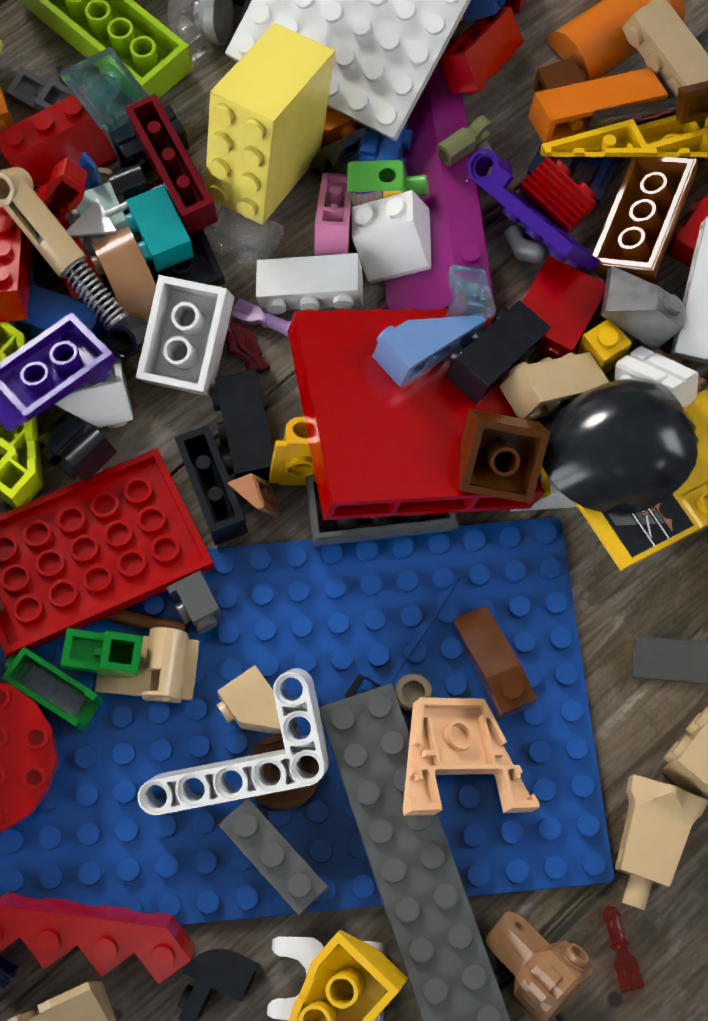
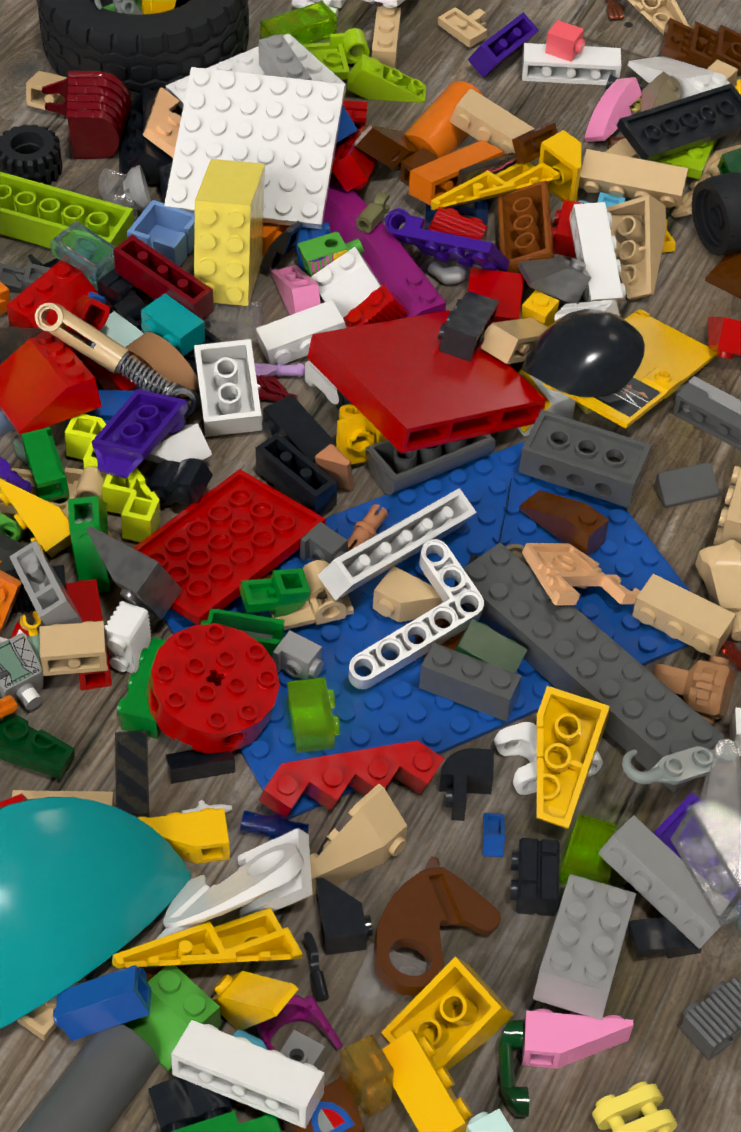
camera: 25 degrees left, 20 degrees down
(77, 829) = (311, 714): none -> clear neon green brick
(95, 220) = (123, 334): white piece -> none
(98, 744) = (298, 656): none -> light grey brick
(195, 79) = (166, 230): none -> medium blue piece
(254, 592) = (367, 527): none -> nougat pin
(267, 643) = (396, 544): none -> white brick
(311, 829) = (490, 646): none -> dark green brick
(403, 287) = (377, 307): none -> red brick
(422, 344) = (414, 330): medium blue slope -> none
(469, 292) = (433, 299): clear light blue slope -> none
(501, 456) = (508, 376): reddish brown slope -> none
(524, 44) = (385, 145): none -> reddish brown slope
(559, 566) = (585, 458): none -> dark grey brick
(571, 861) = (683, 615): none -> tan brick

